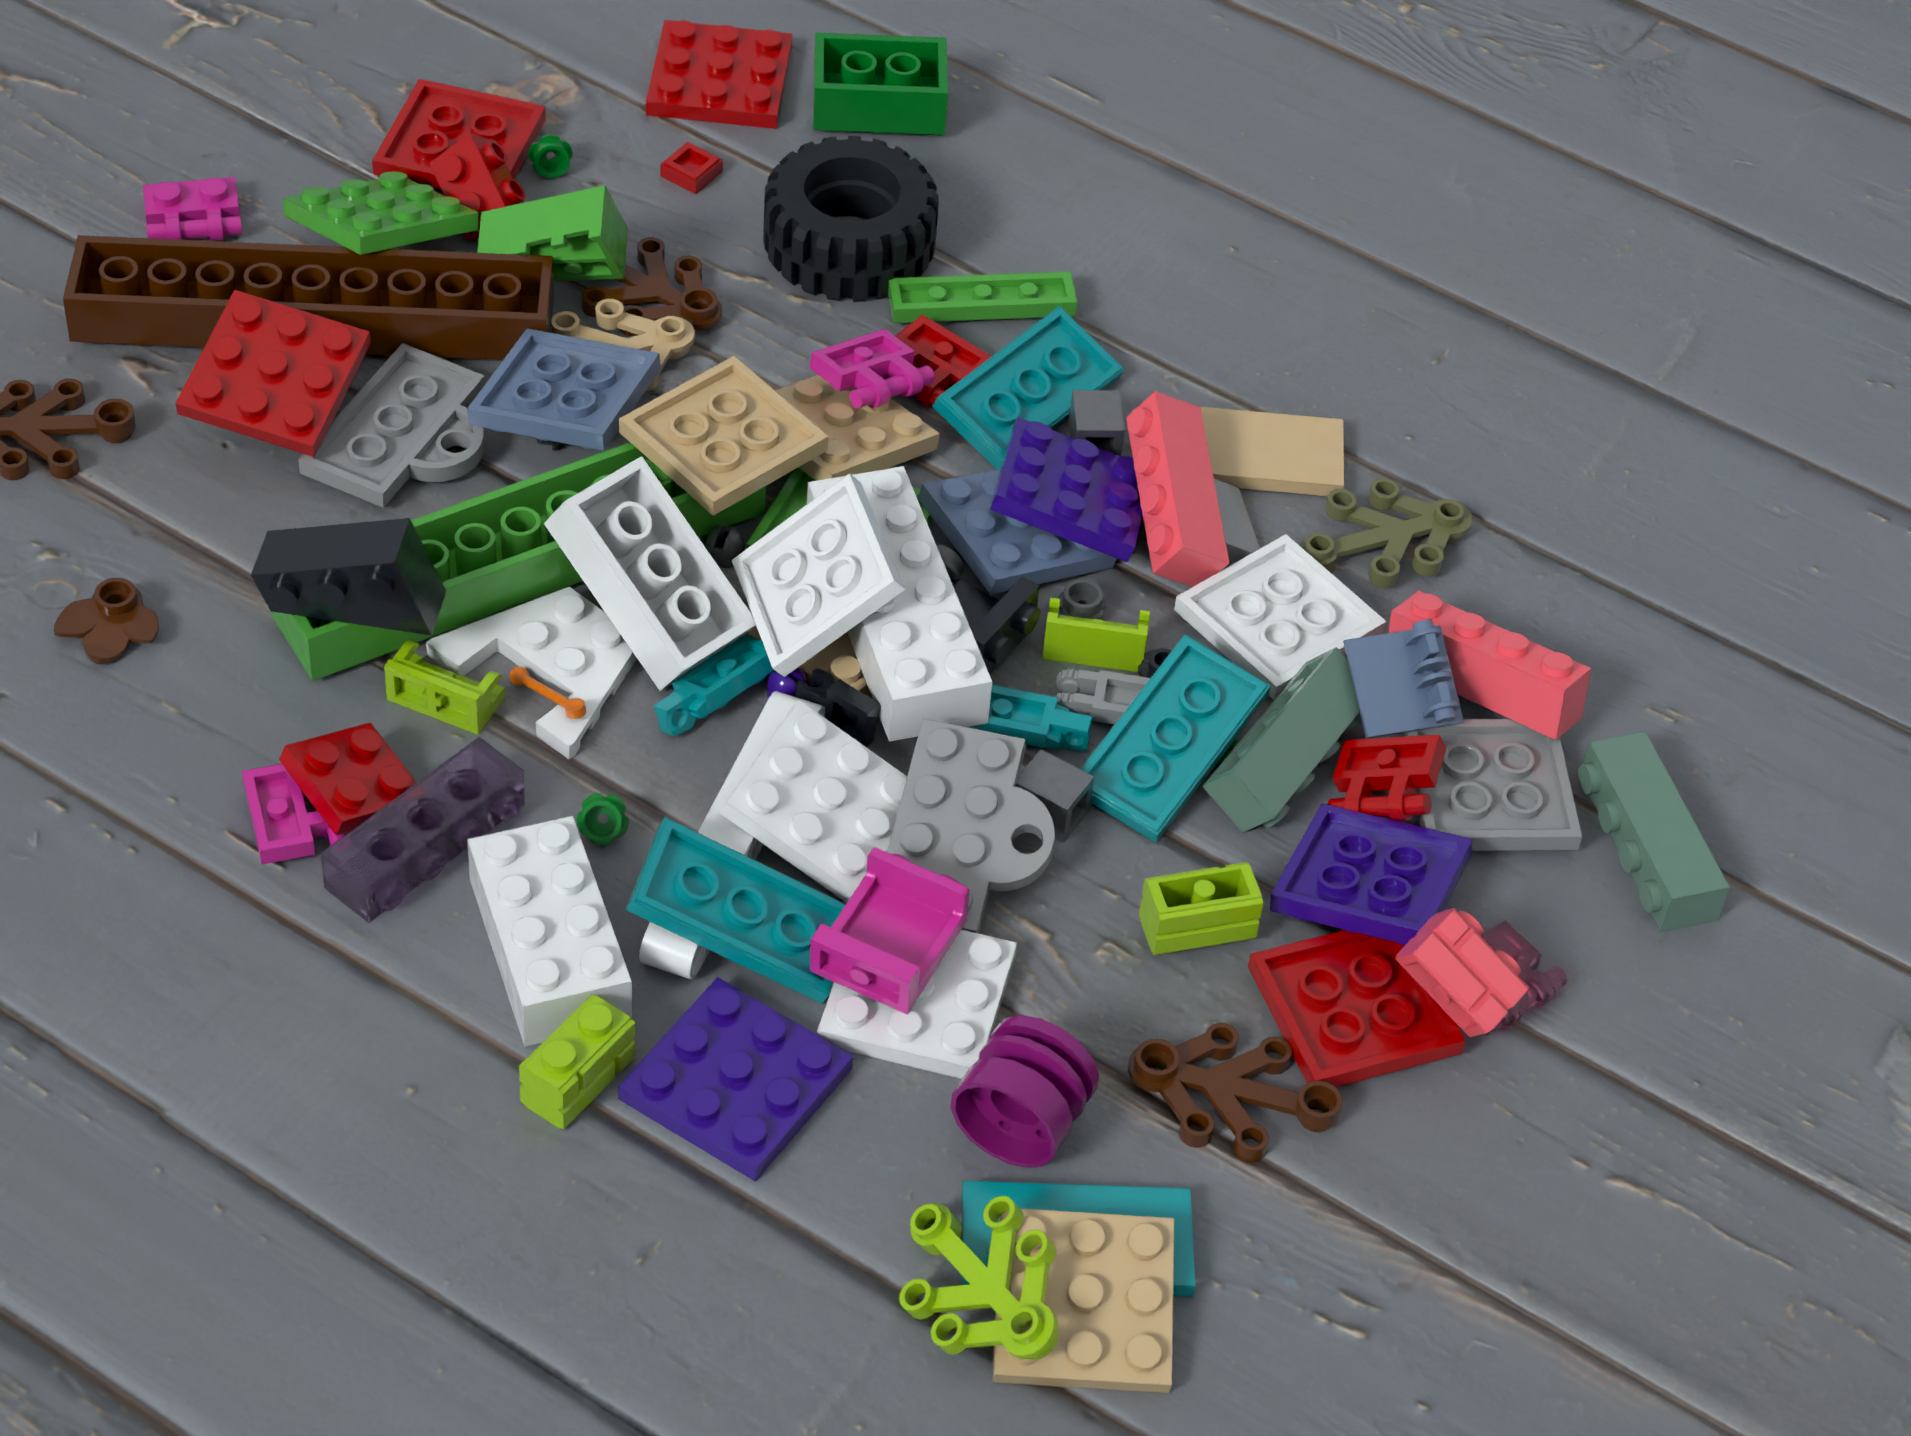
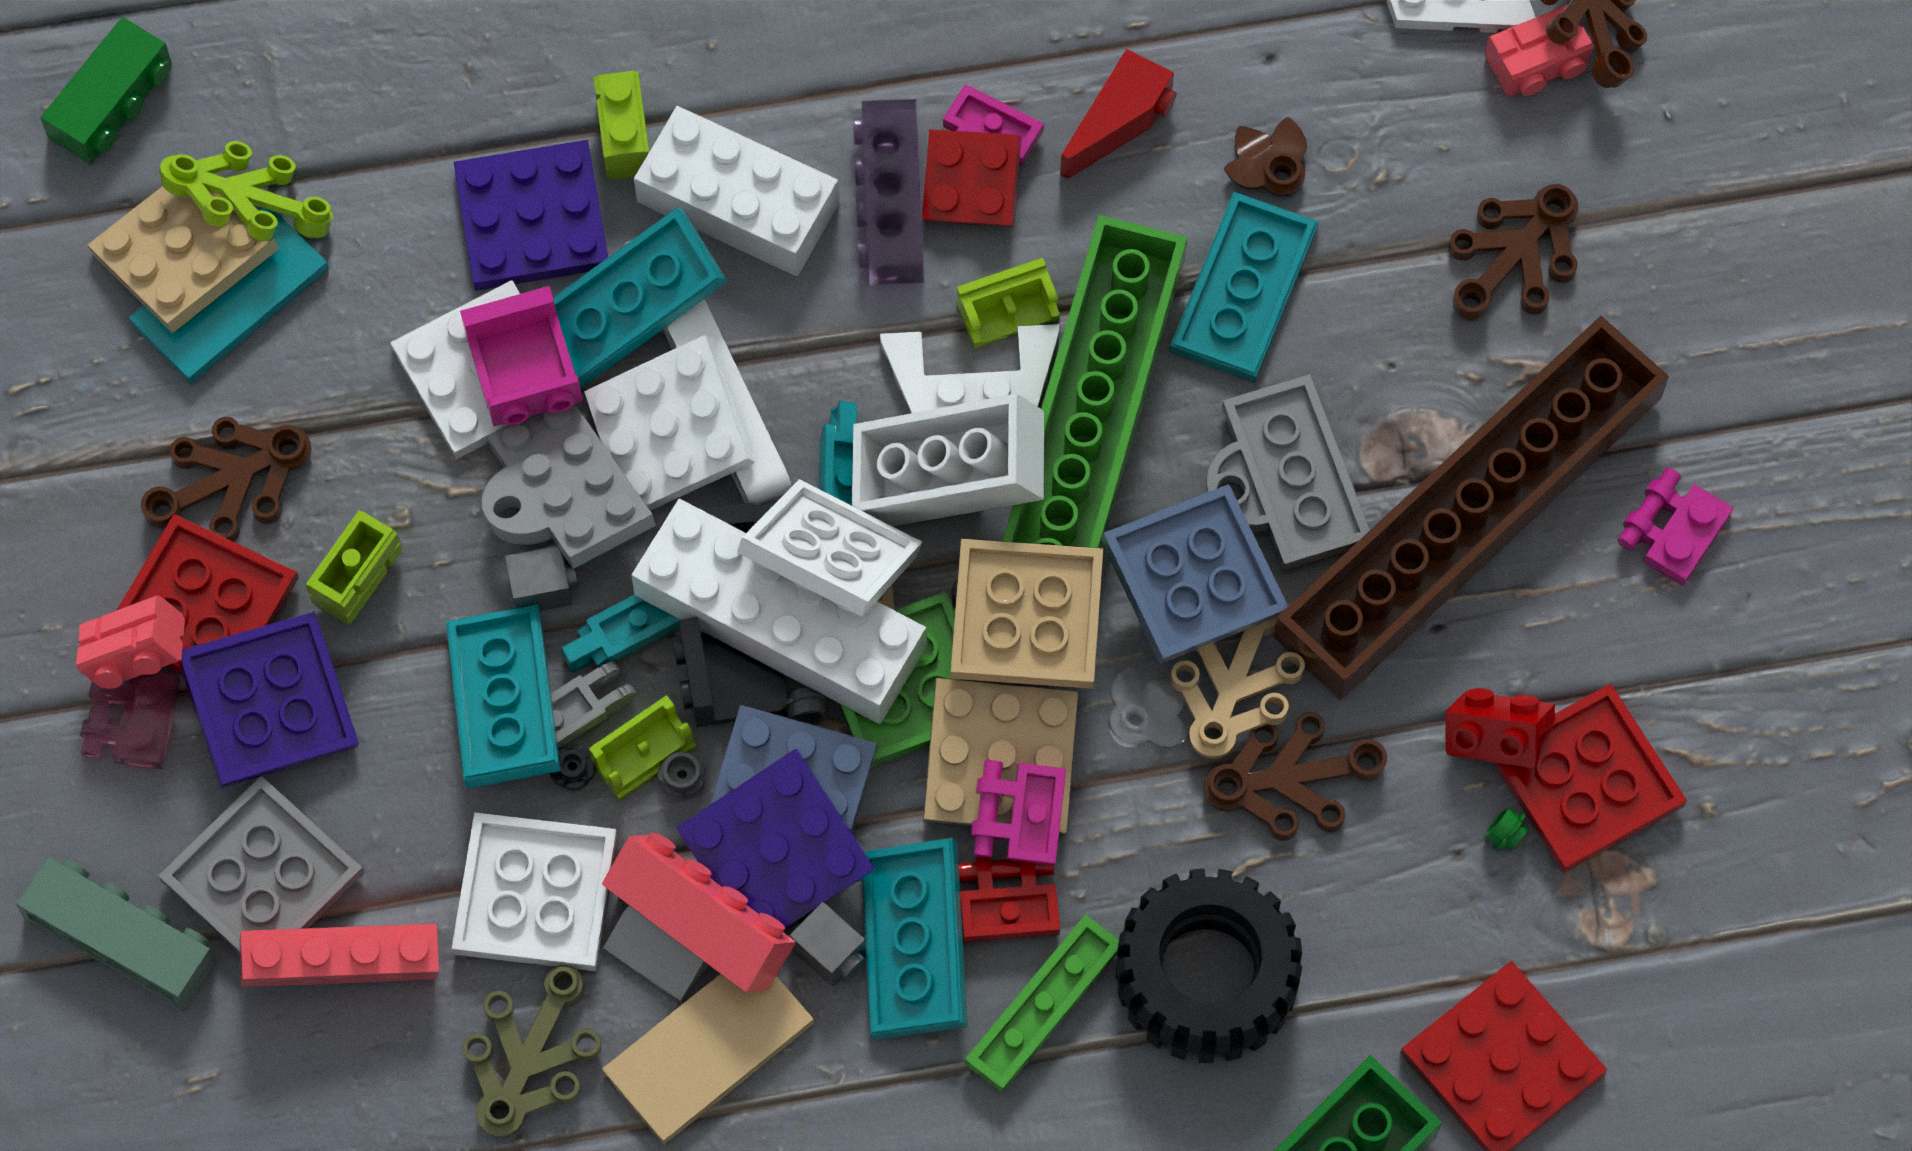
camera: 140 degrees right, 20 degrees up
(173, 733) = (1122, 111): none -> red slope
(212, 572) = (1244, 287): none -> teal tile
(273, 373) = (1396, 400): red plate -> none
(352, 575) = (1105, 250): black wedge -> none
(380, 213) = (1522, 620): bright green plate -> none
(574, 708) = (903, 355): orange hinge -> none
(575, 228) = (1369, 709): bright green wedge -> none
(600, 832) = (798, 300): green plate -> none
(691, 167) = (1404, 934): red tile -> none
(1025, 1091) = (332, 325): magenta wheel -> none
(1287, 743) = (420, 766): sand green brick -> none
(1391, 765) = (330, 805): red plate -> none
(1403, 681) = (374, 871): sand blue hinge -> none

